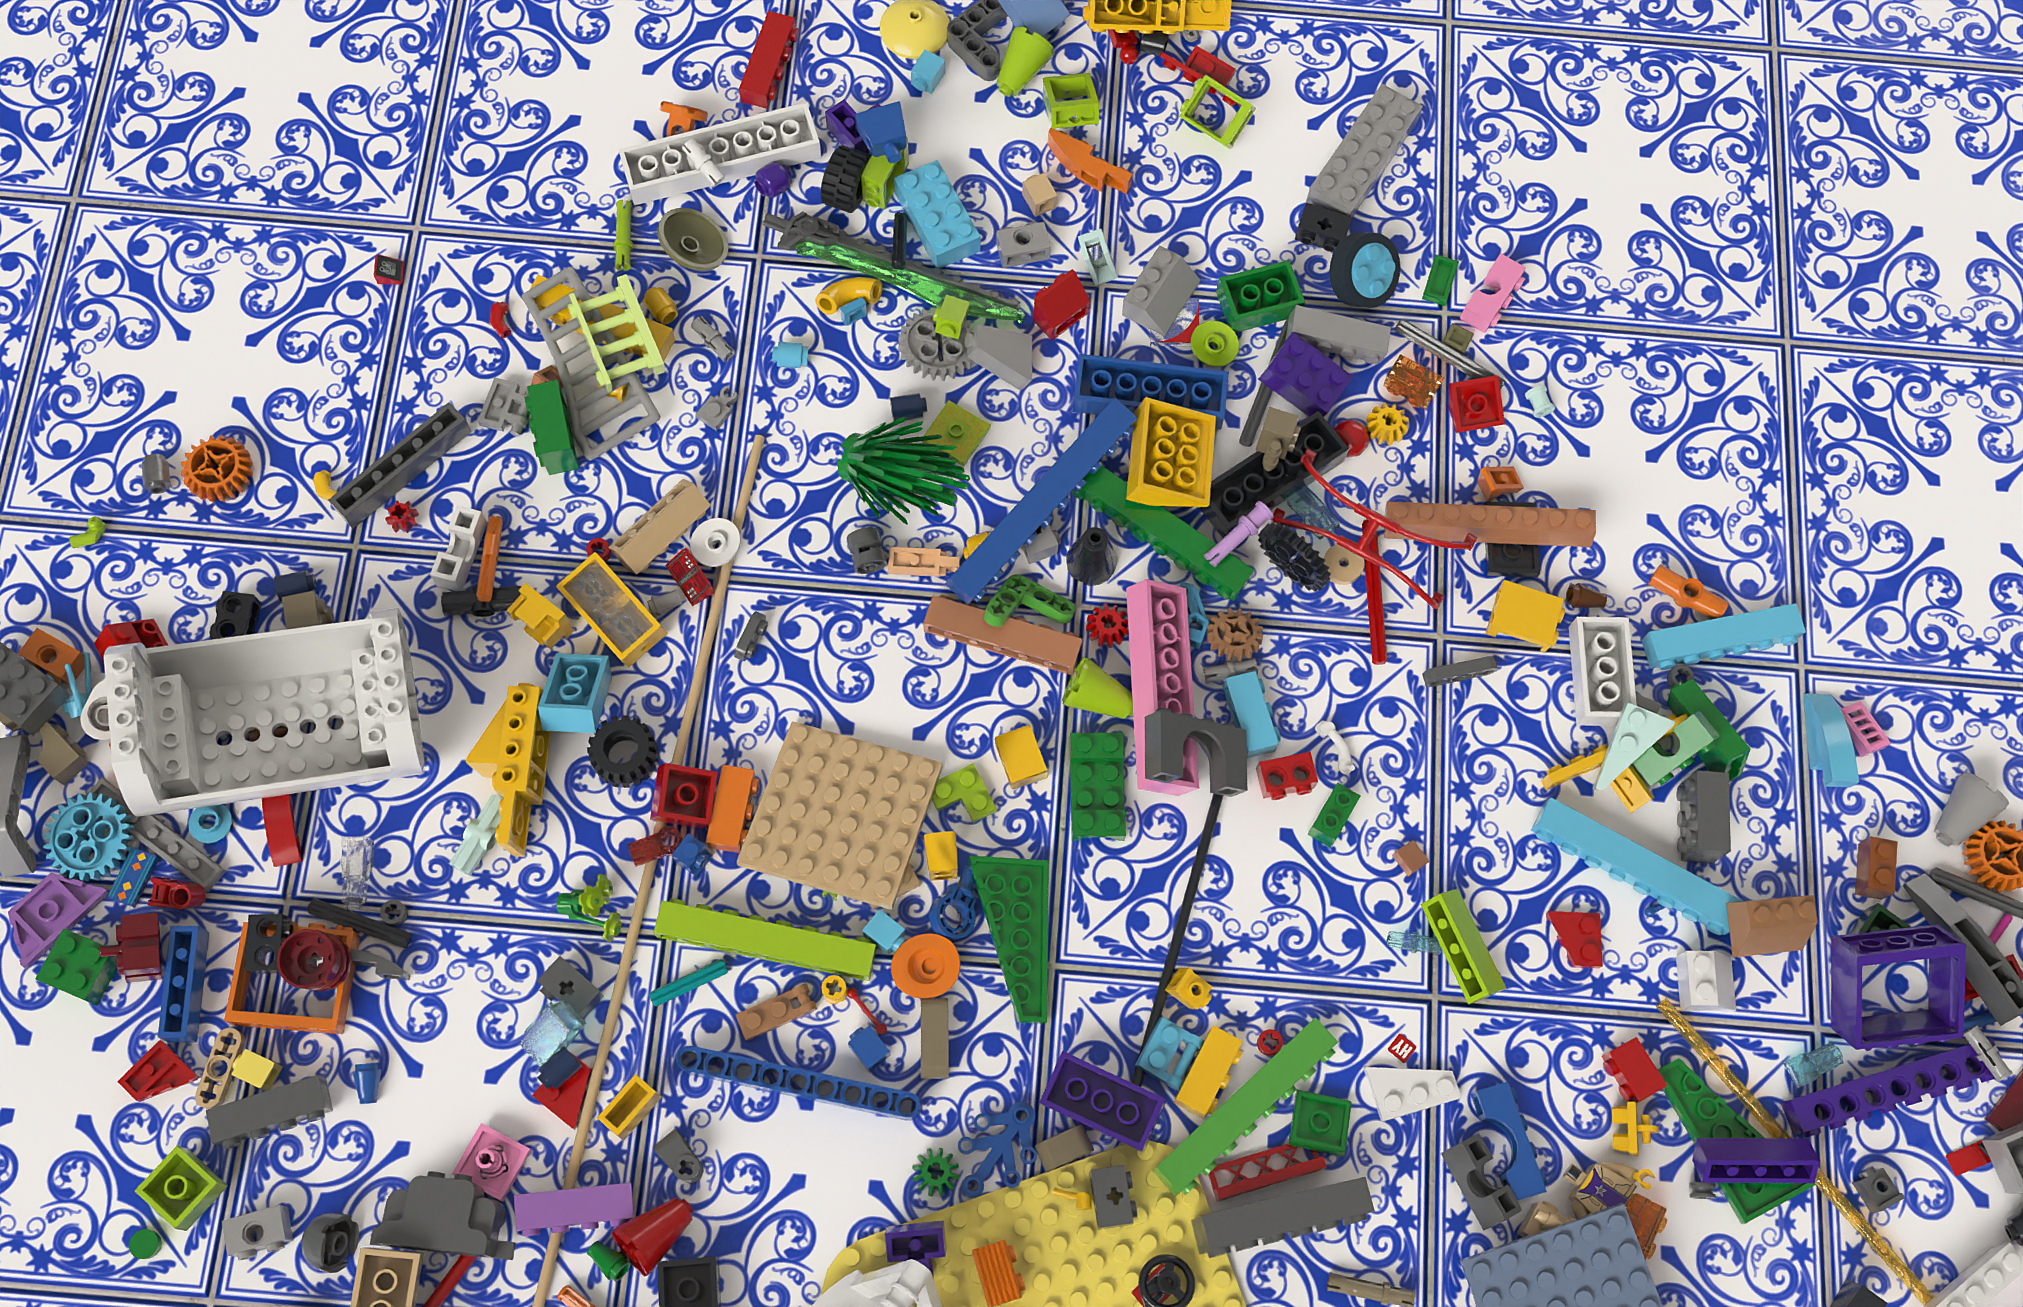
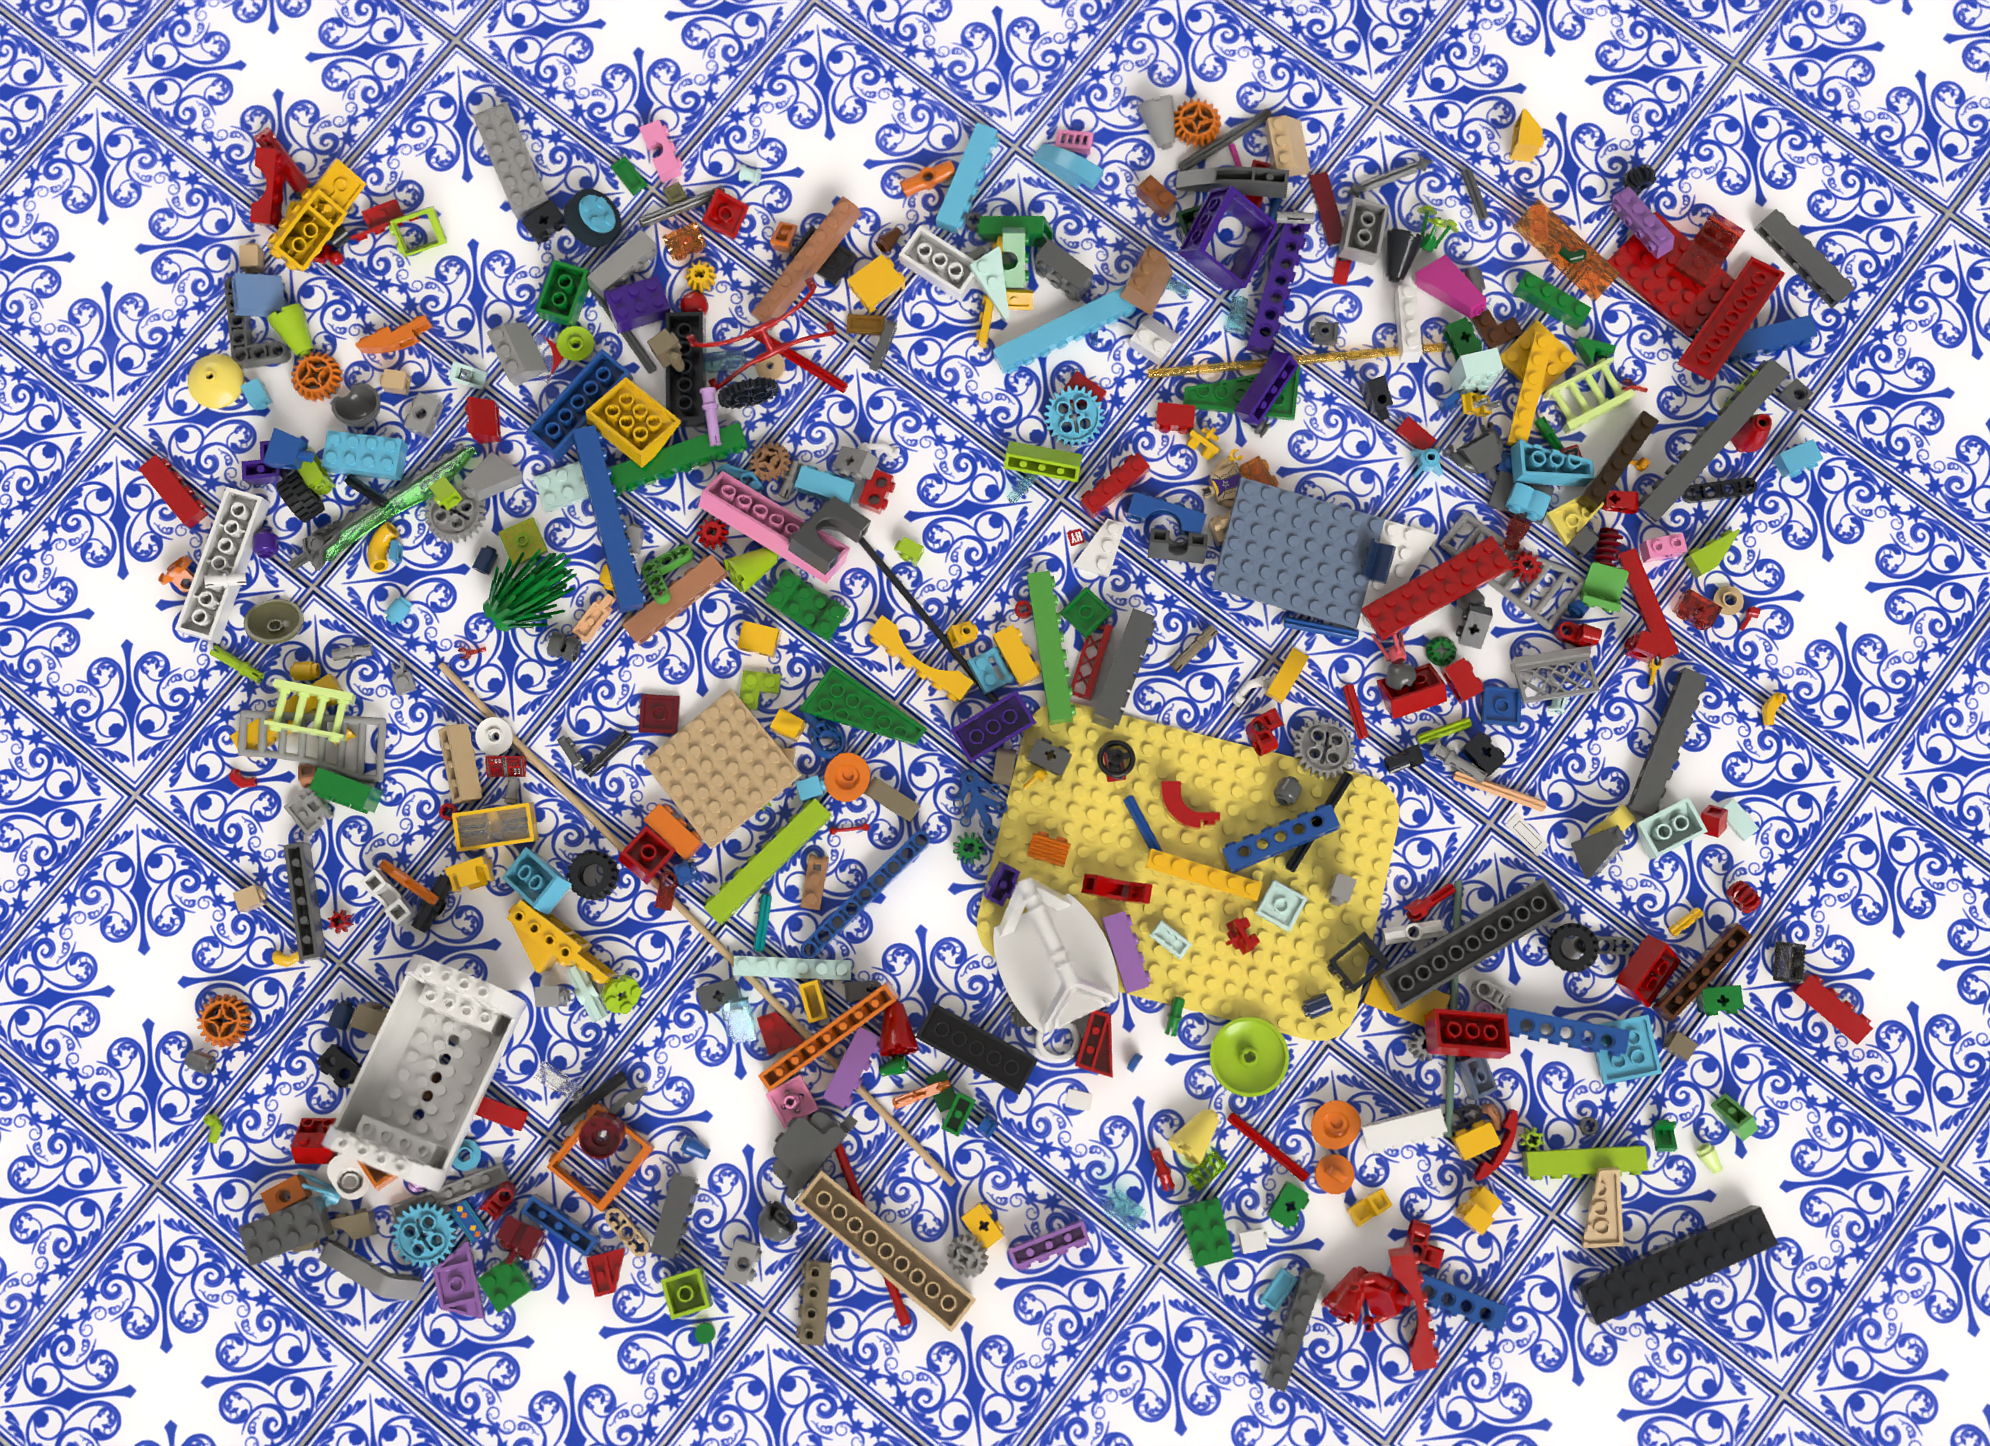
camera: 50 degrees left, 10 degrees up
(256, 1070) = (643, 1210): light yellow brick -> none
(259, 944) = (569, 1163): black brick -> none
(371, 408) = (250, 898): none -> tan brick
(388, 270) = (155, 830): slope -> none
(388, 919) = (600, 1080): dark grey bush -> none
(450, 797) = (551, 996): none -> light grey brick
(494, 885) = (624, 1003): none -> lime plate
(558, 1069) = (764, 1029): dark blue brick -> none
(589, 902) = (676, 948): lime plant -> none
(596, 1153) = (828, 1036): none -> orange brick
(655, 1055) = (792, 968): none -> light aqua plate
(765, 674) = (609, 752): none -> black pin
(792, 457) = (469, 653): none -> clear red hand
(830, 981) = (818, 839): yellow bush -> none
(860, 704) = (659, 714): none -> dark red tile
(868, 1048) = (872, 841): blue brick -> none
(984, 175) = (358, 407): none -> dark grey cylinder
(993, 127) = (303, 380): none -> orange gear
(1043, 432) = (561, 487): none -> light aqua plate
(1061, 112) = (350, 330): lime window -> none
(1092, 557) = (663, 514): black cone -> none
(1123, 1016) = (952, 682): none -> yellow arch
(1244, 860) = (909, 550): none -> lime brick
(1301, 729) = (855, 463): none -> light grey brick
(1334, 815) = (918, 480): green brick -> none
(1410, 858) = (972, 454): nougat slope -> none
(1469, 635) = (865, 324): none -> pearl gold tile
(1498, 1053) = (1115, 485): none -> red brick
(1525, 929) = (1091, 413): none -> medium azure gear
(1790, 969) = (1179, 288): none -> clear light blue pin

